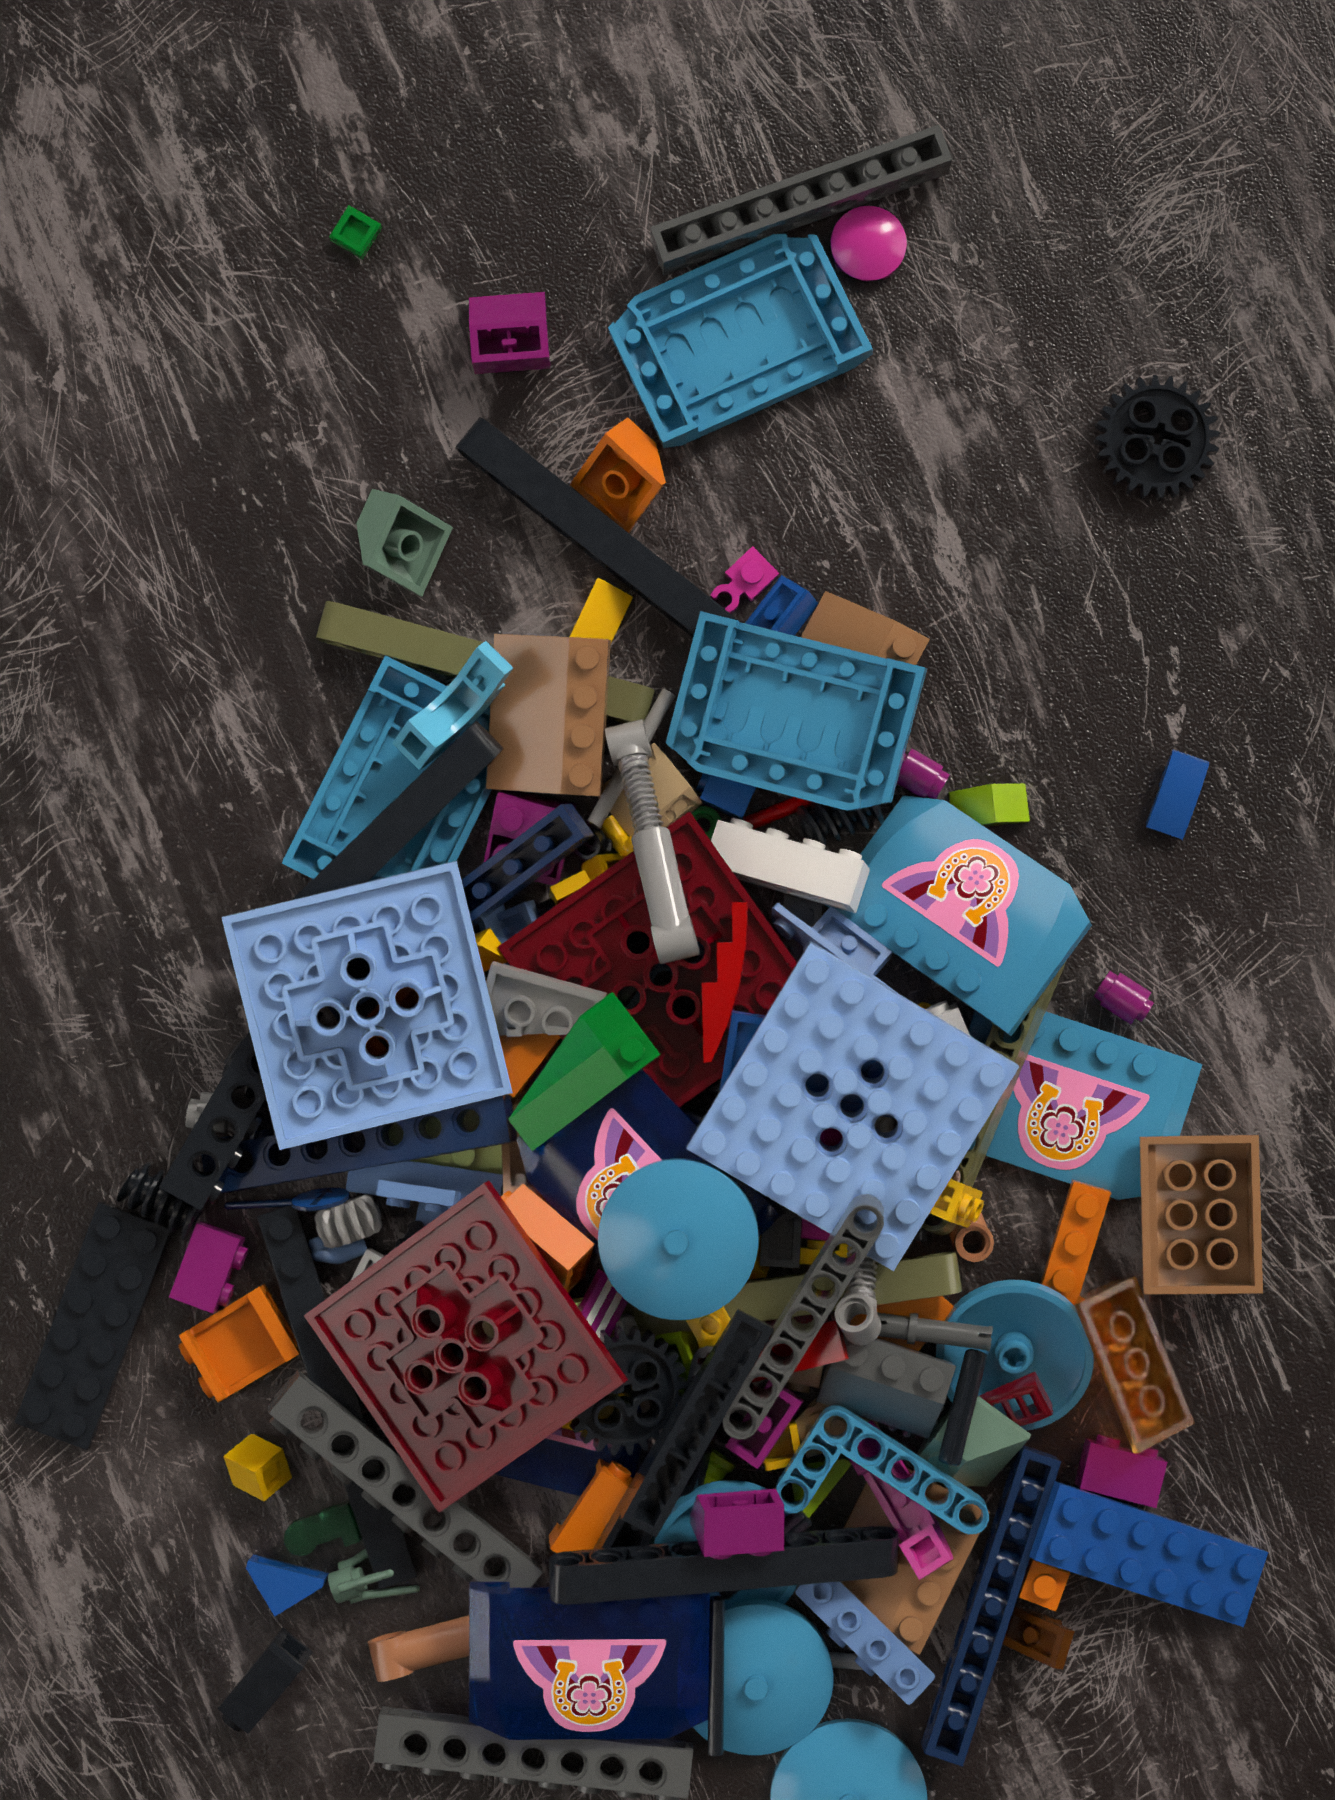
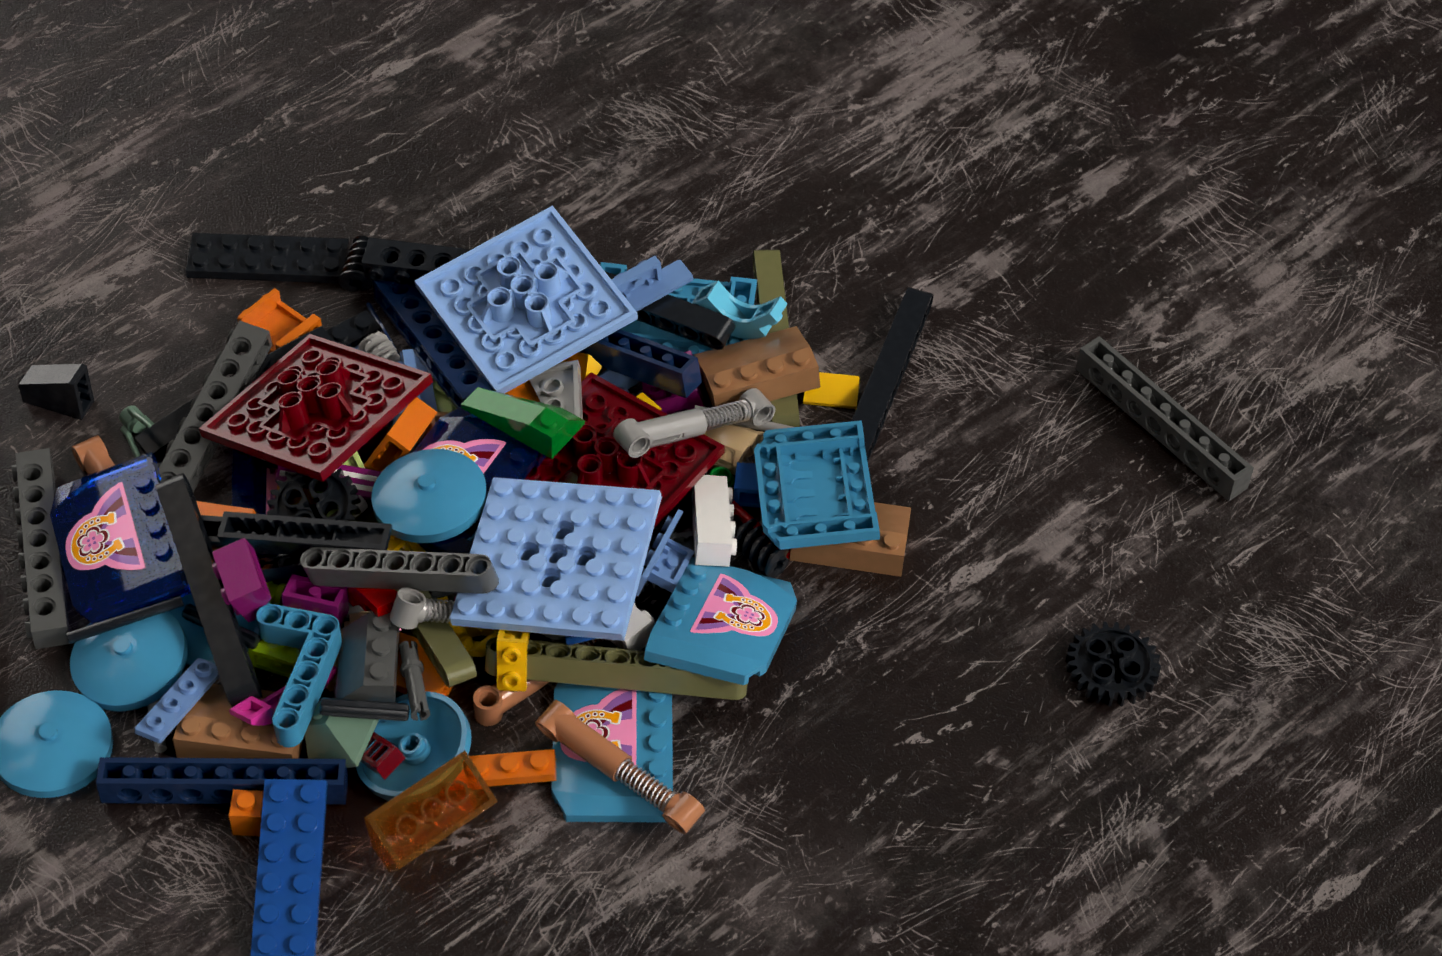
camera: 70 degrees right, 35 degrees down
(209, 1267) = (325, 297): magenta brick -> none
(257, 1467) = (199, 355): yellow panel -> none
(283, 1582) = (123, 384): blue slope -> none
(322, 1527) = (165, 393): clear green leg -> none
(355, 232) = (1018, 214): green tile -> none
(386, 818) = (649, 282): none -> medium blue bracket
(400, 540) = (833, 278): sand green slope -> none
(509, 333) = (992, 295): magenta slope -> none
(622, 474) = (935, 372): orange slope -> none
(720, 996) = (634, 477): red slope -> none
(738, 336) = (1054, 413): dark azure slope -> none
(747, 577) = (897, 464): dark pink plate -> none
(784, 608) = (888, 489): blue slope -> none
(868, 243) = (1157, 470): dark pink dish -> none
(921, 775) = (809, 587): magenta brick -> none
(993, 803) = (808, 640): lime slope -> none
(1039, 1637) = (206, 825): reddish brown slope -> none
(1055, 1165) = (562, 725): none -> nougat piece
(1120, 1472) = (347, 844): magenta brick -> none
(1124, 997) = (702, 751): magenta brick -> none
(1177, 794) = (866, 745): blue slope -> none
(1201, 1214) = (560, 836): medium nougat slope -> none

